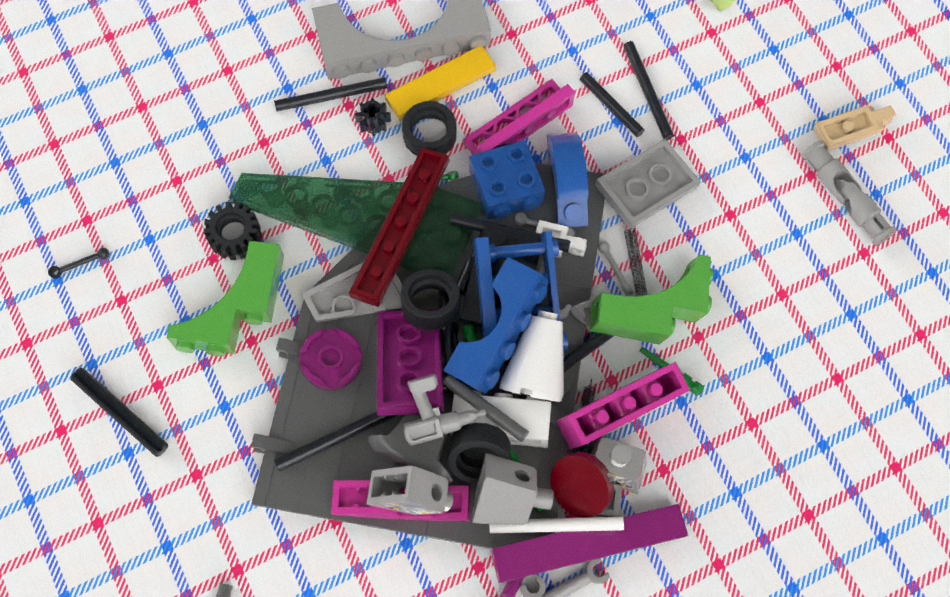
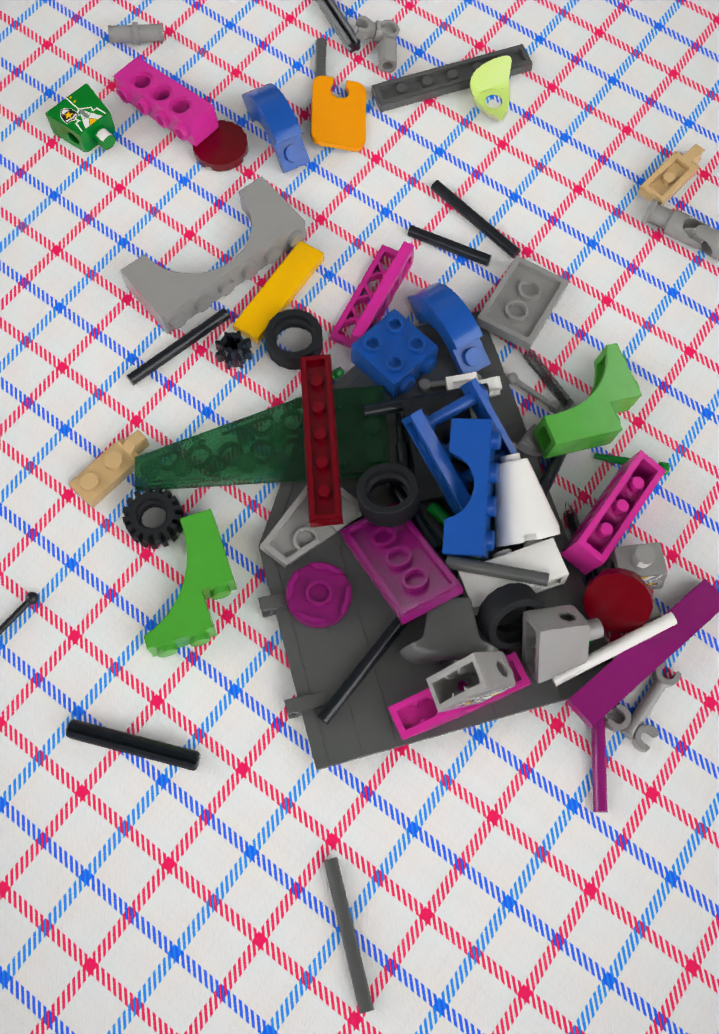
camera: 25 degrees left, 0 degrees up
(218, 173) = (109, 469): none -> tan hinge
(433, 424) = (461, 607): light grey piece -> none

